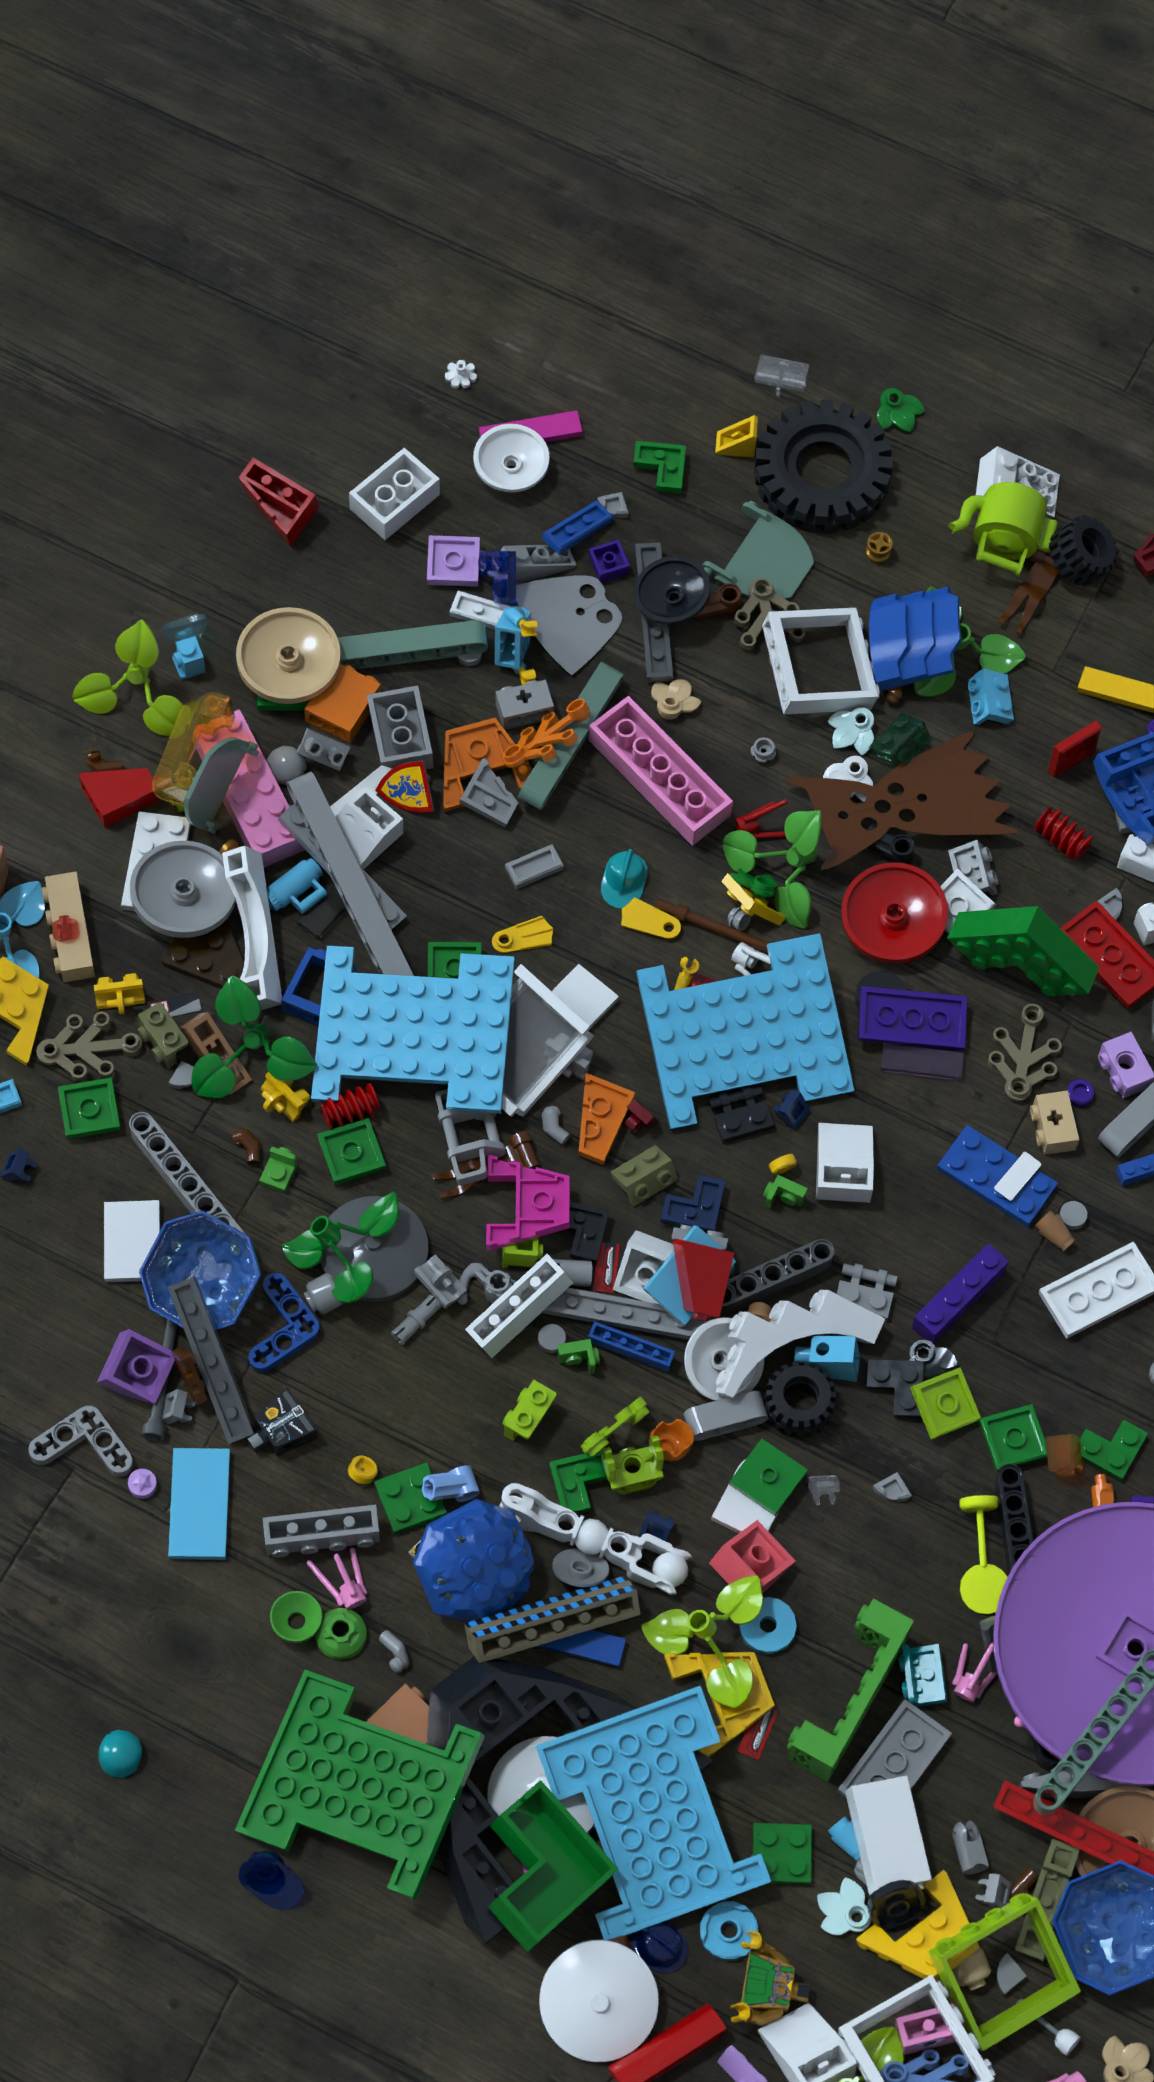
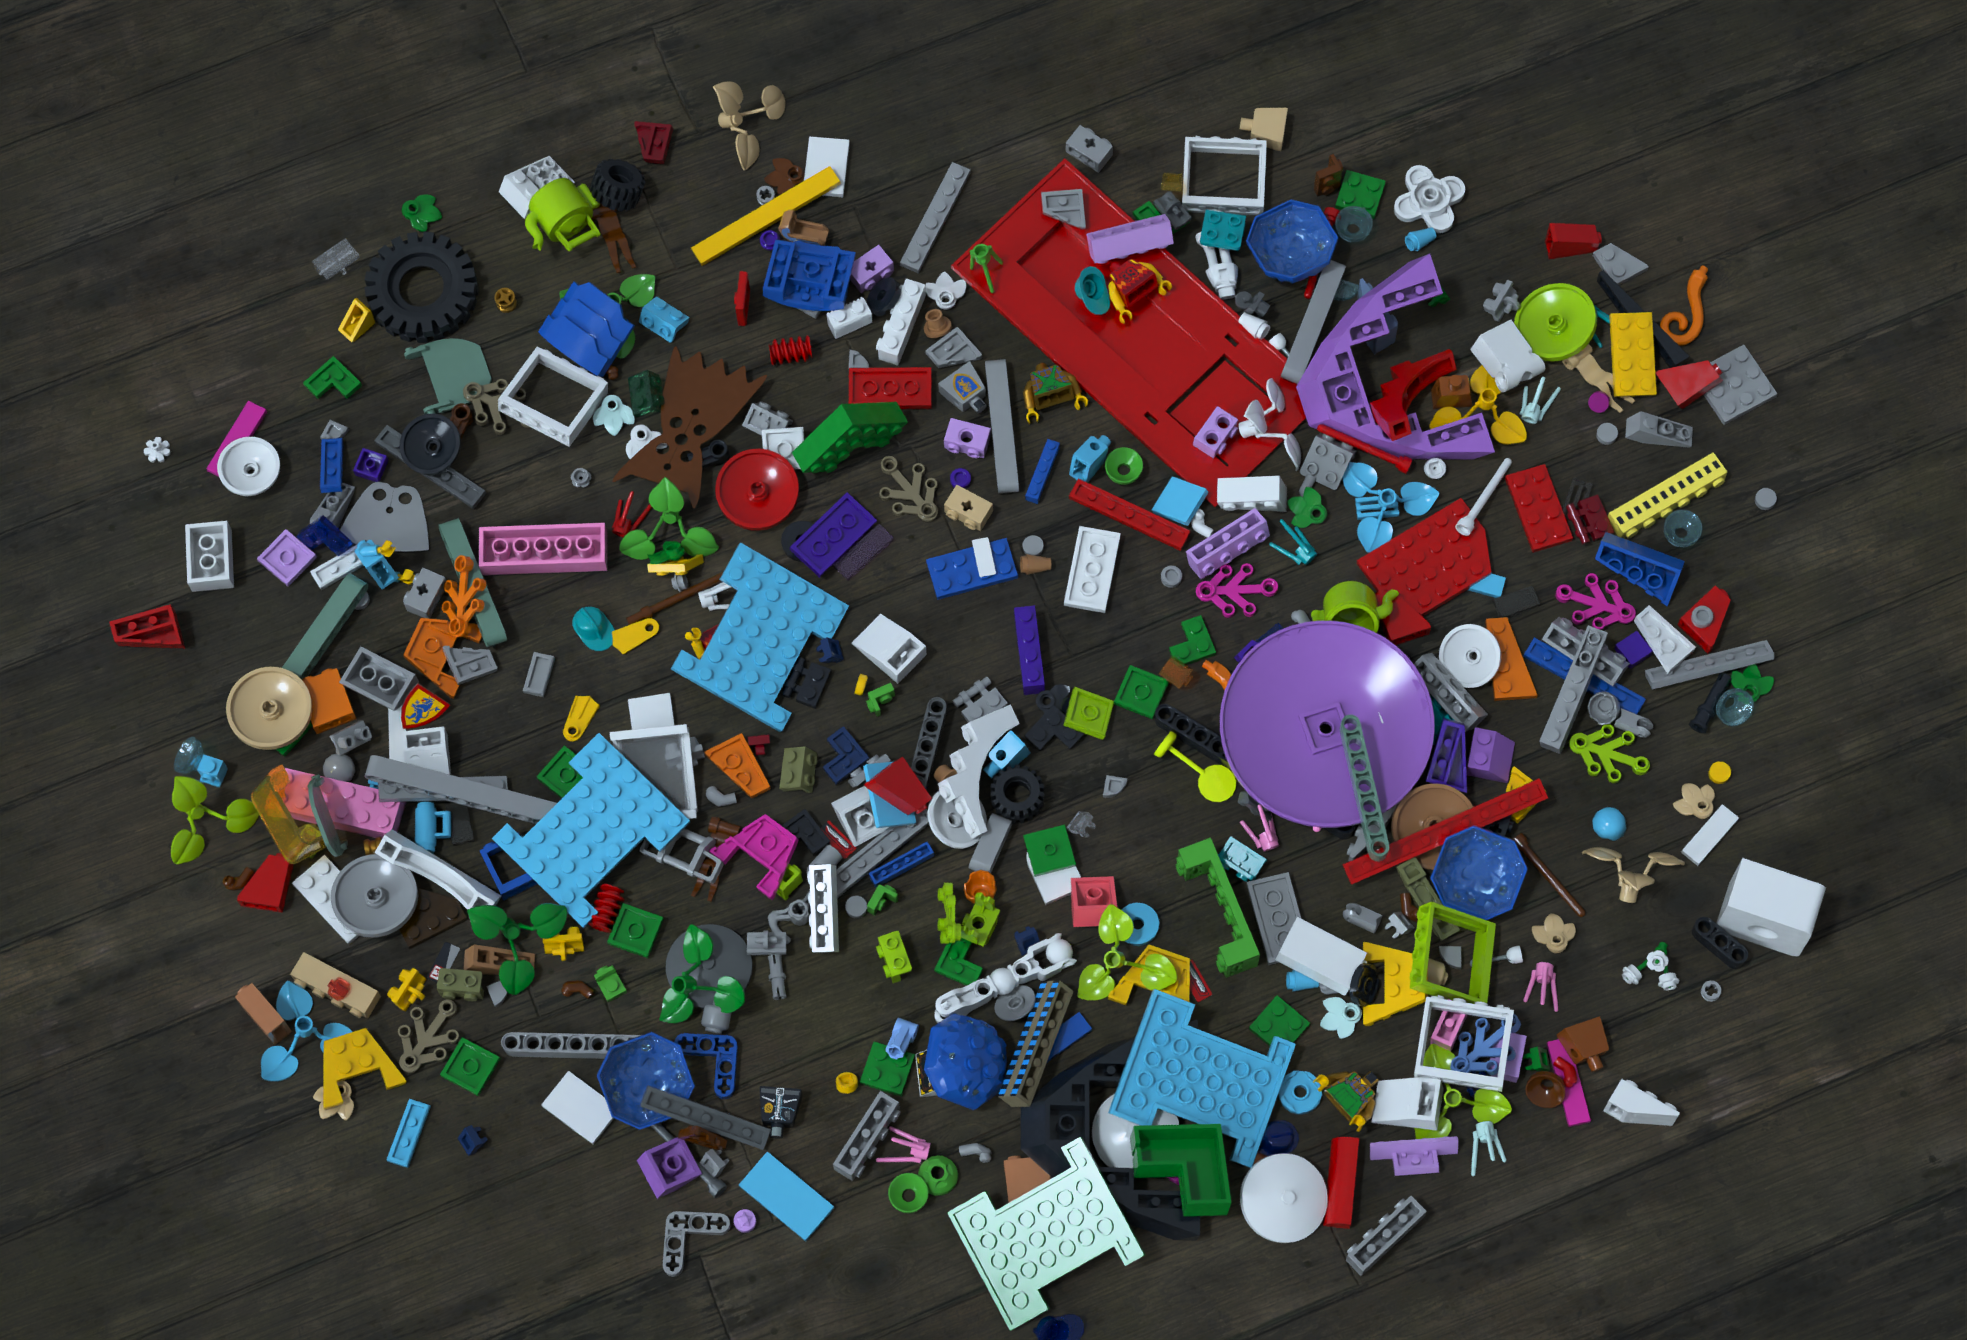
camera: 45 degrees left, 5 degrees up
(674, 698) = (499, 499): tan plate -> none

